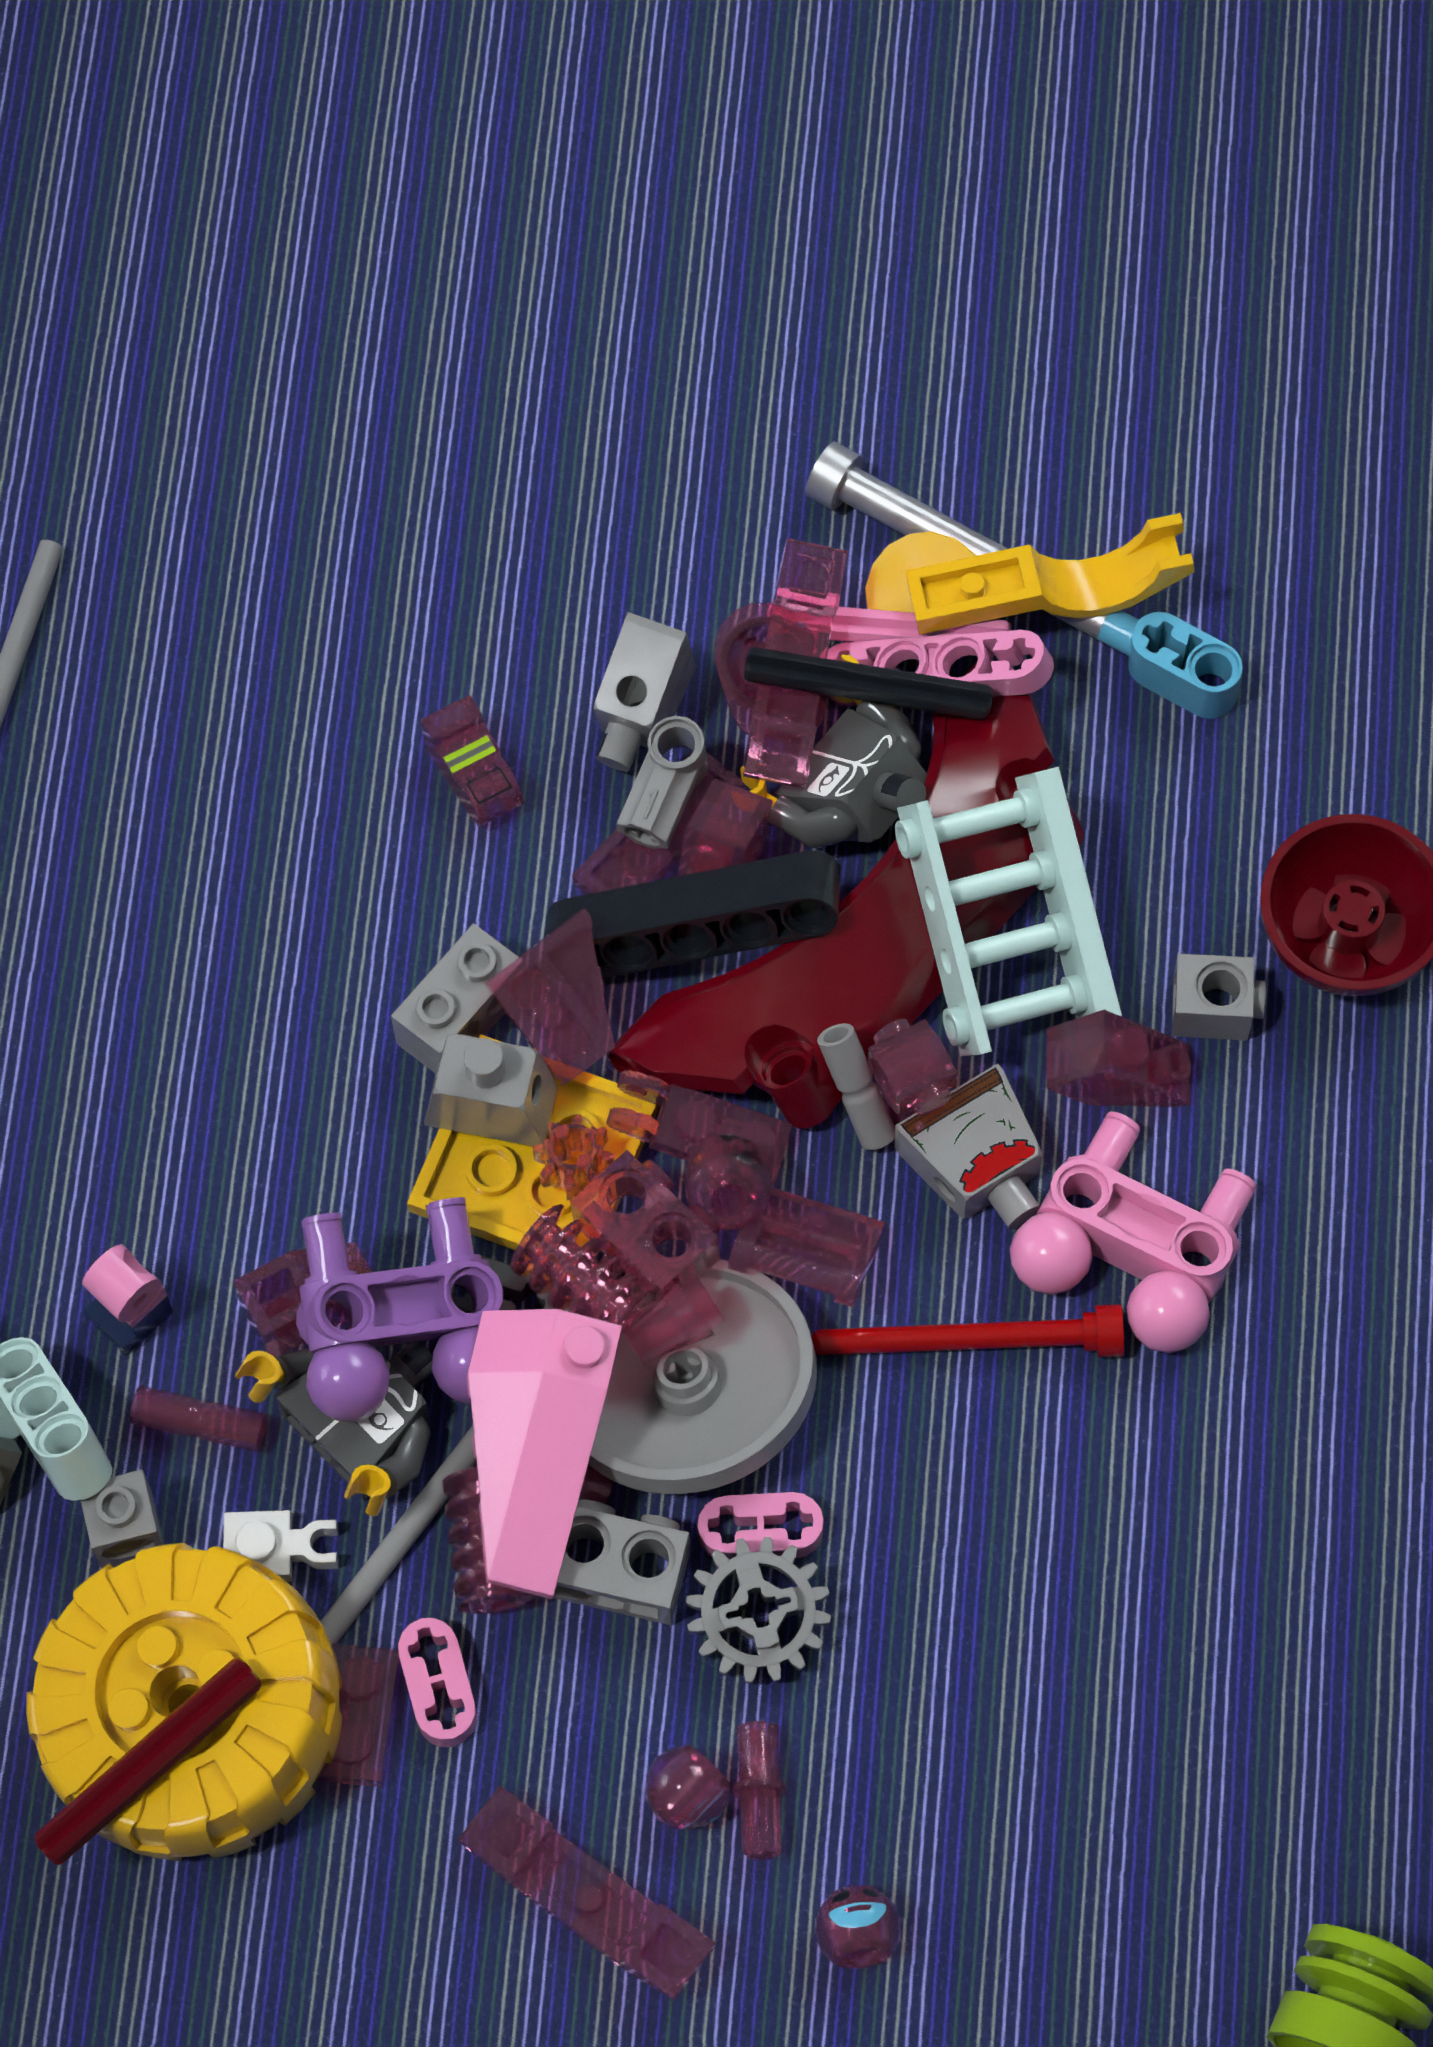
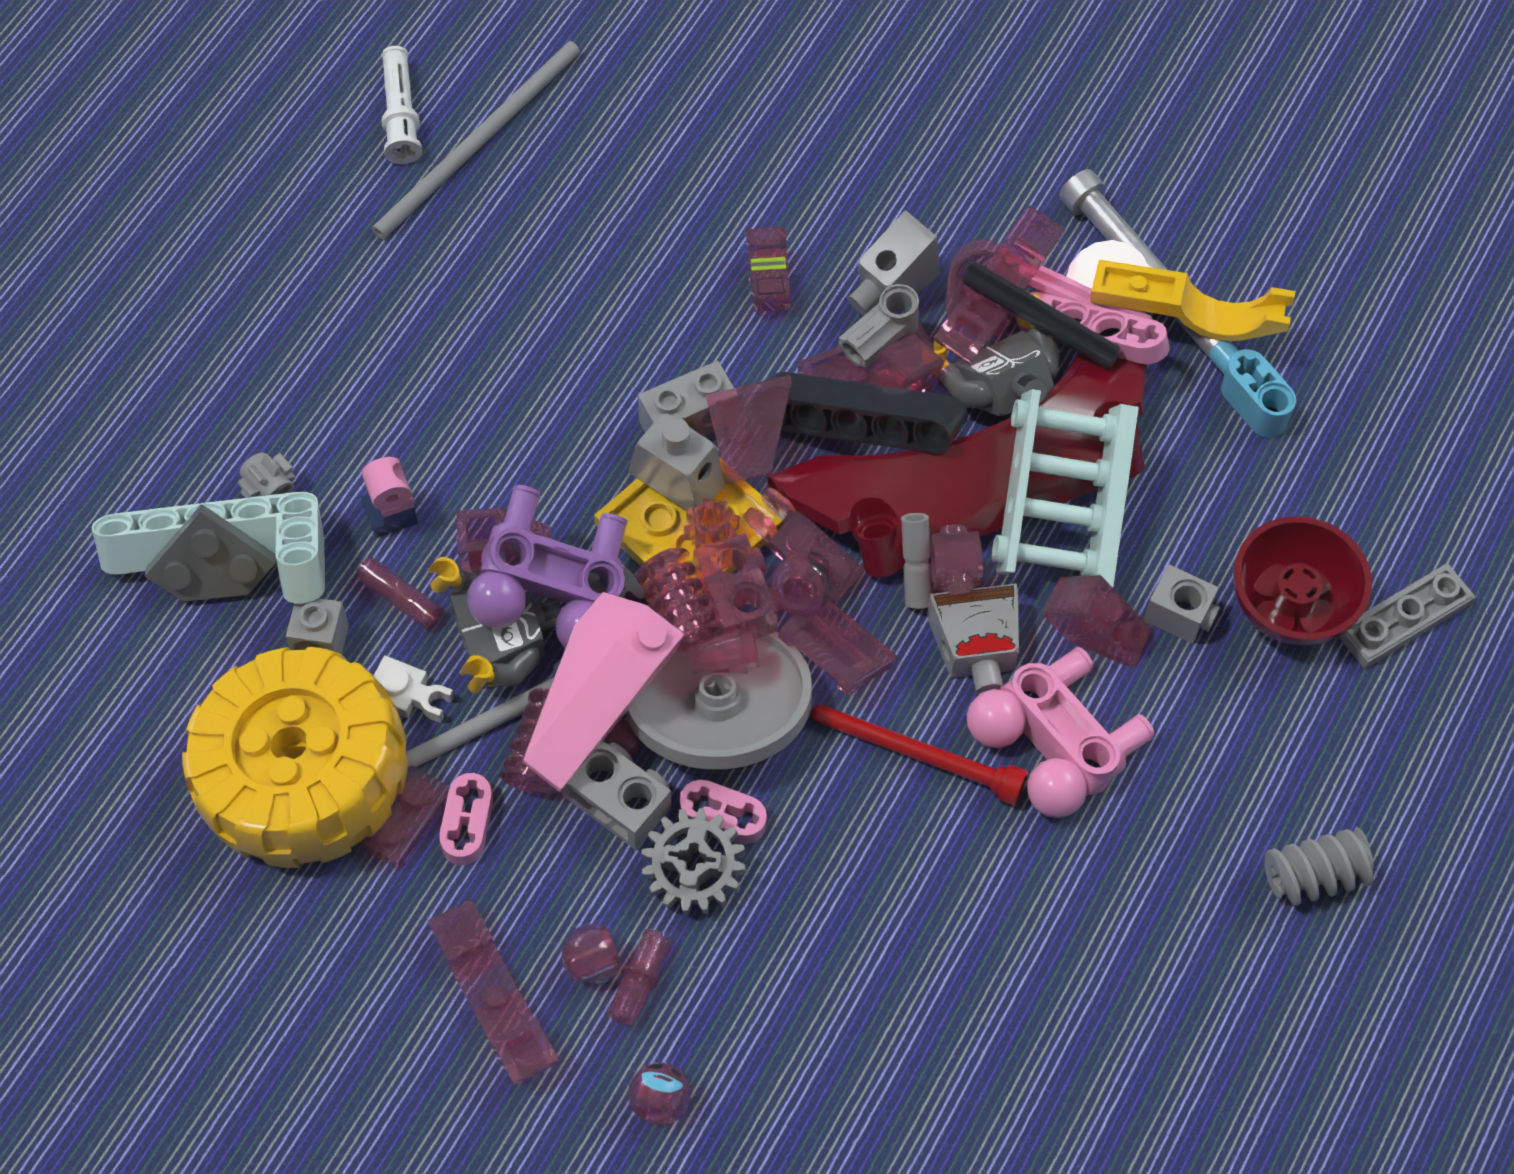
camera: 20 degrees right, 5 degrees down
(147, 1761) = (245, 774): dark red axle -> none

